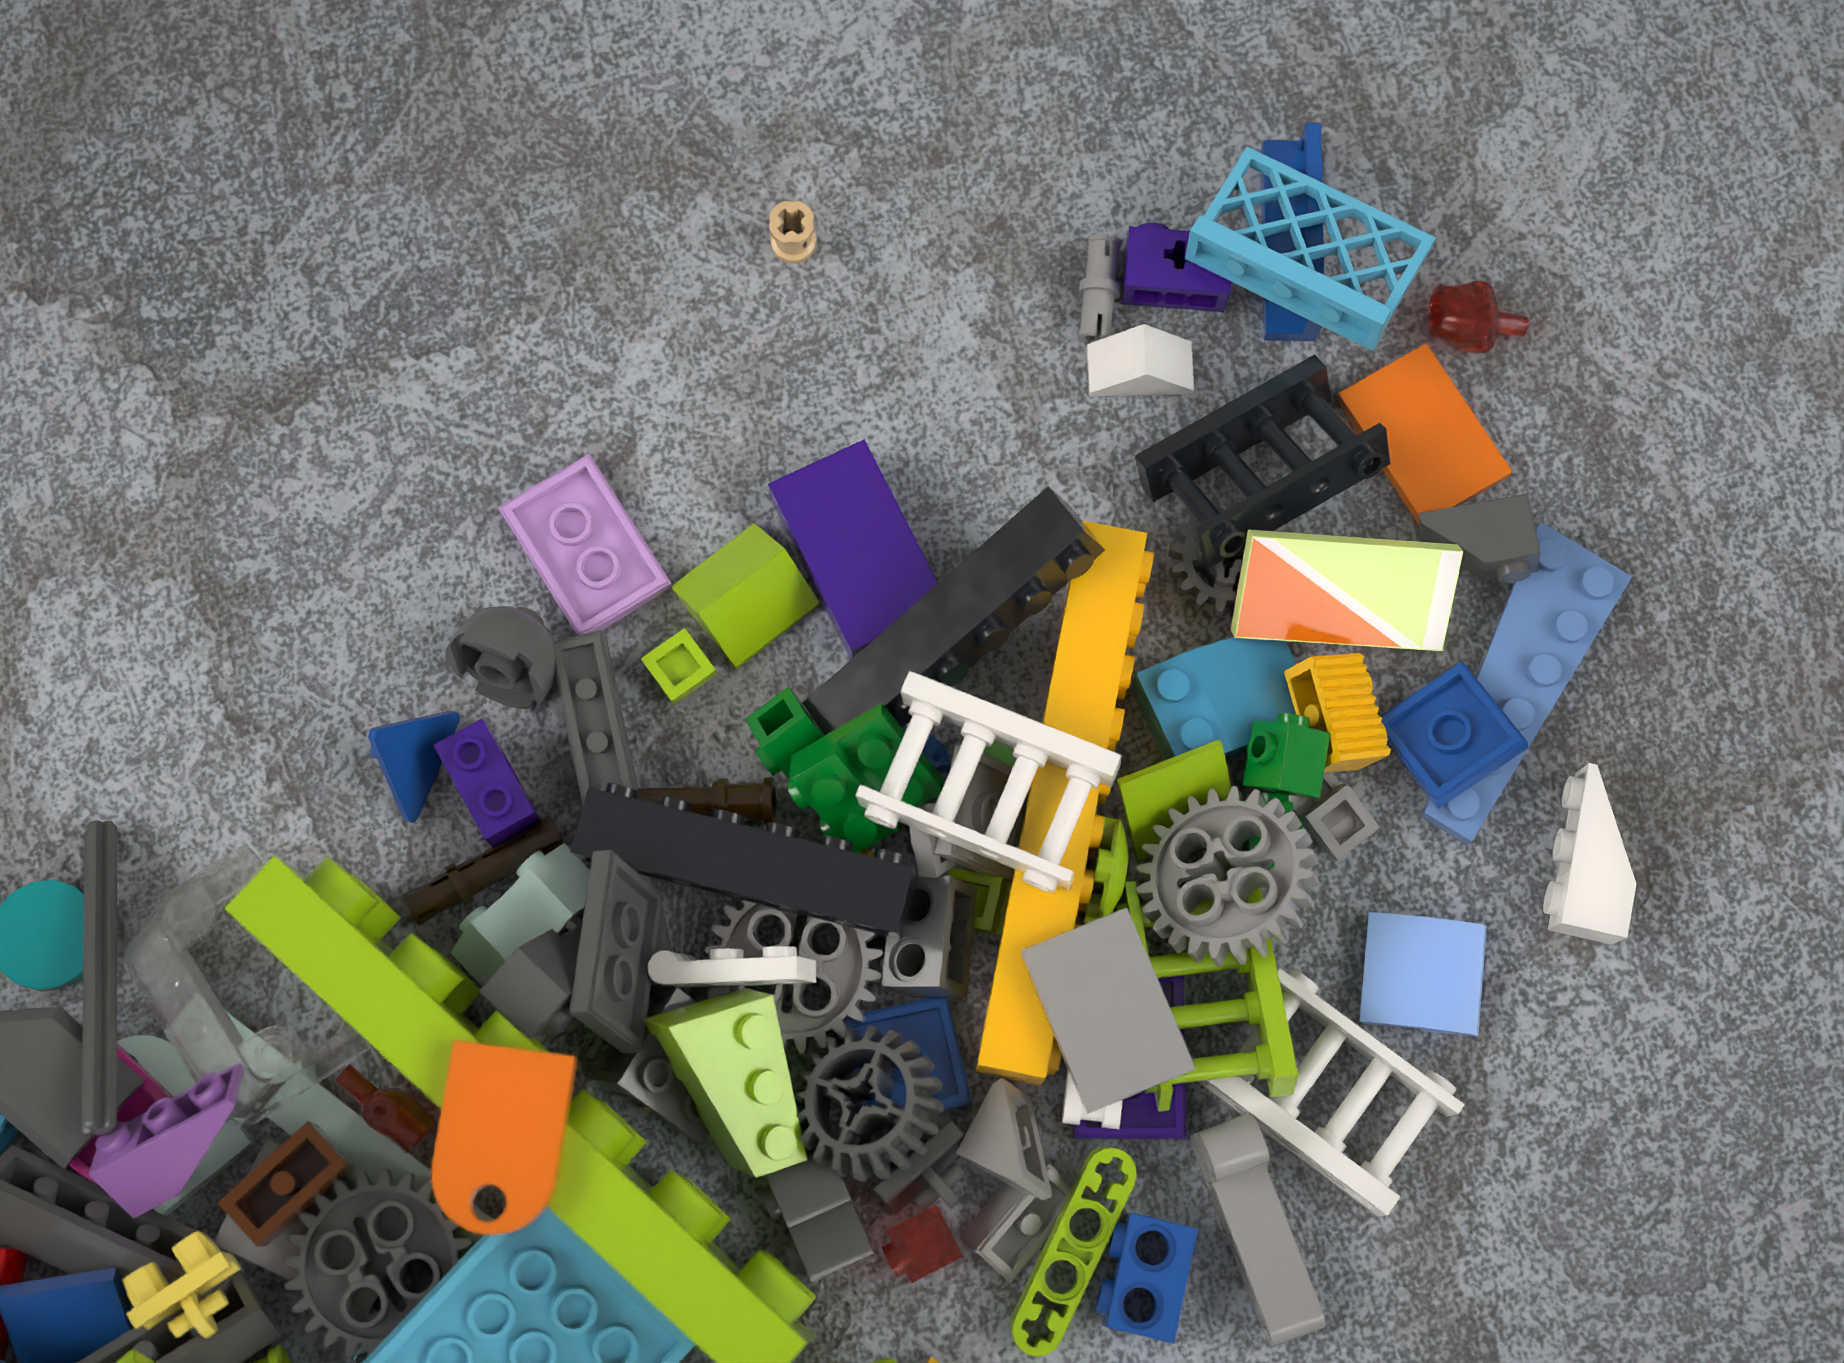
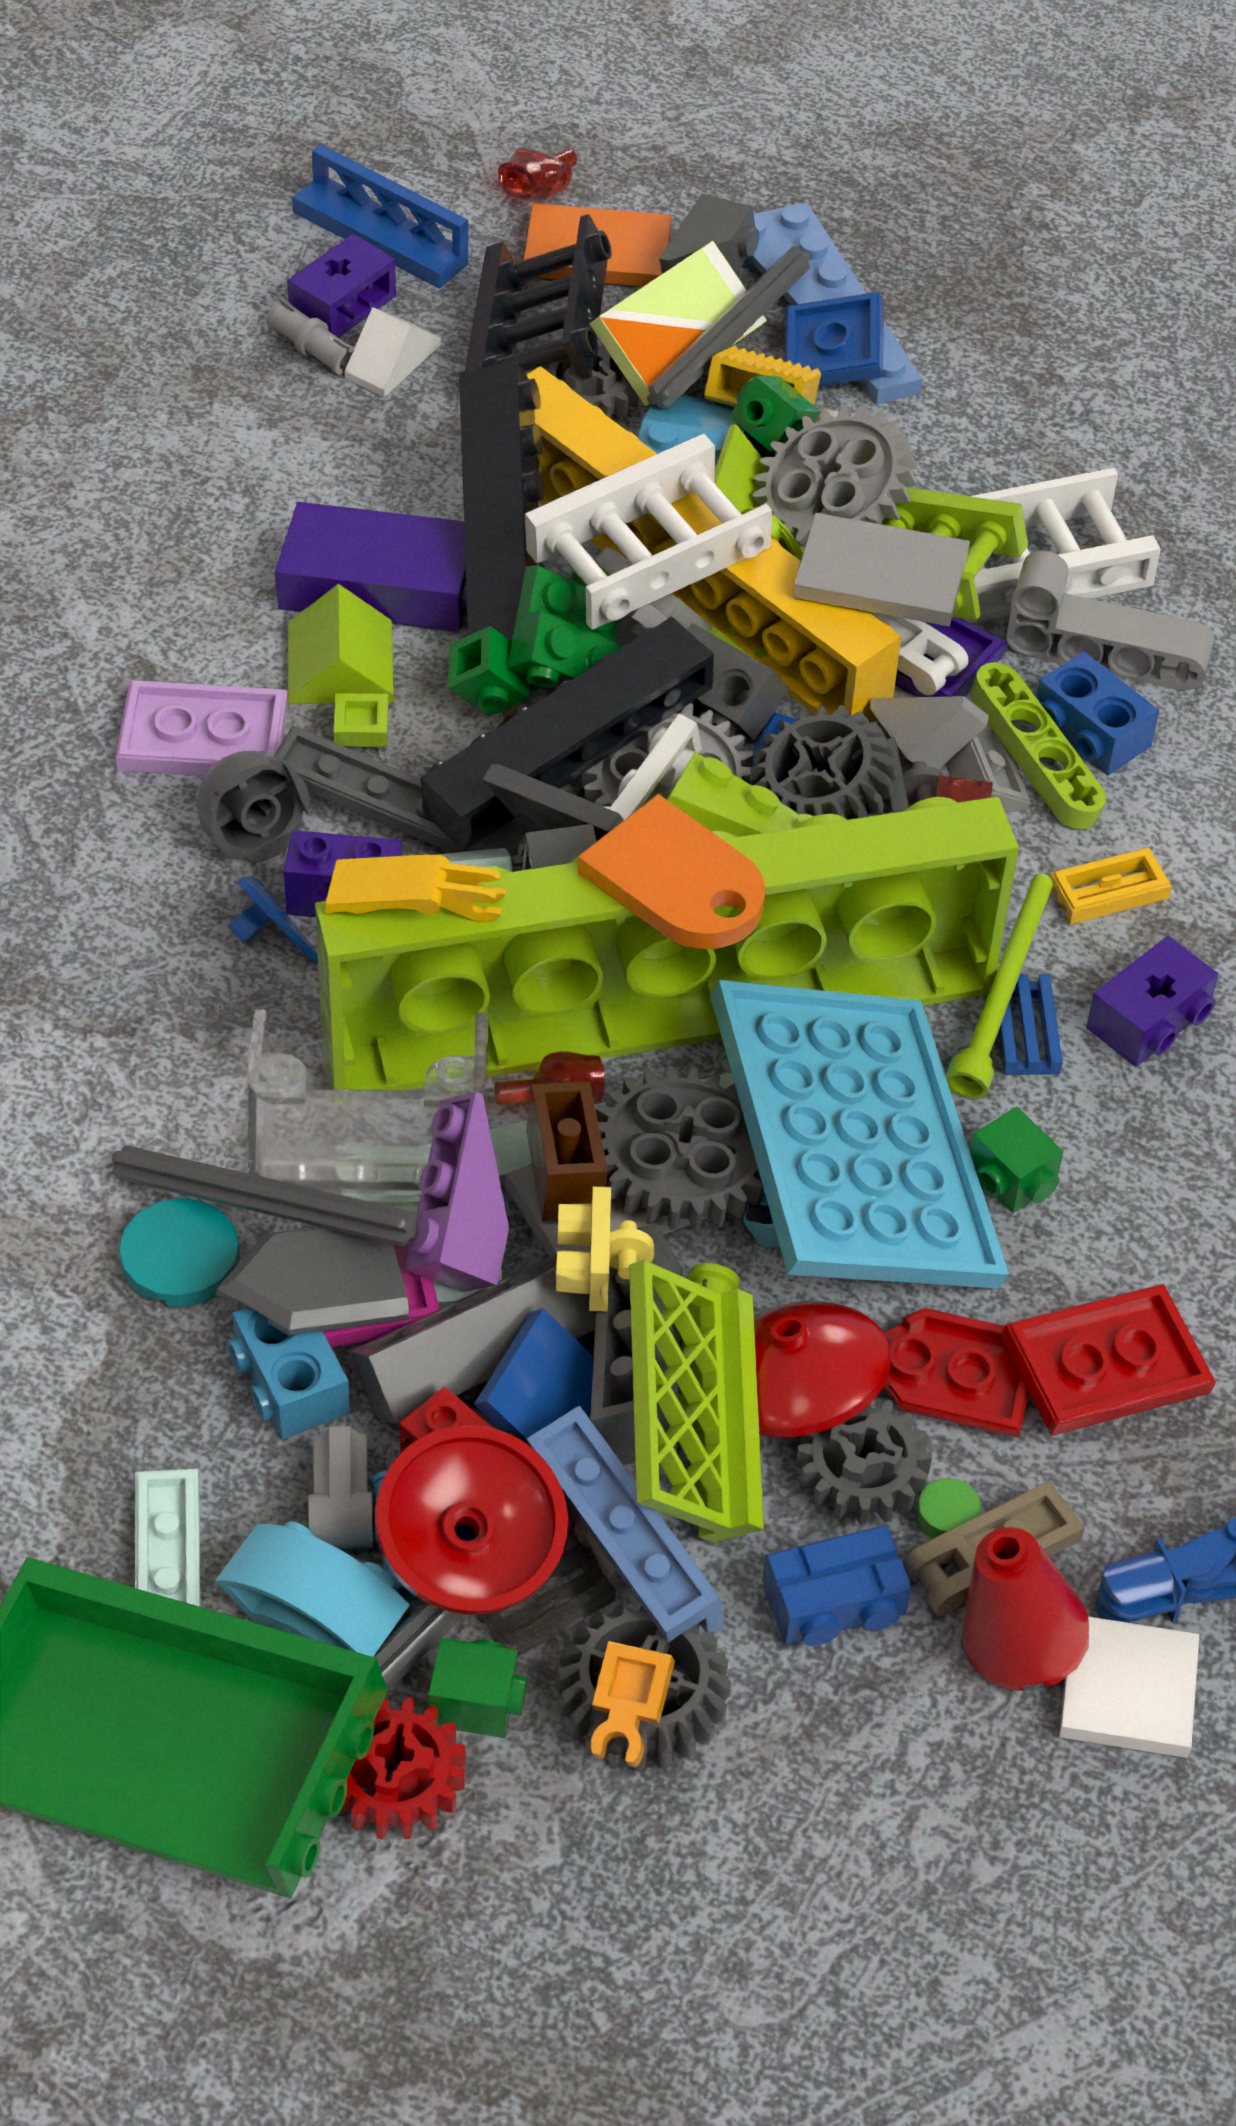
camera: 55 degrees left, 25 degrees down
(321, 922) = (414, 884): none -> yellow arm
(795, 217) = (82, 475): tan bush -> none
(1298, 285) = (409, 213): medium azure fence -> none
(1381, 636) = (728, 327): none -> dark grey axle
(1423, 973) = (994, 452): light blue slope -> none
(1594, 874) = (997, 328): white slope -> none

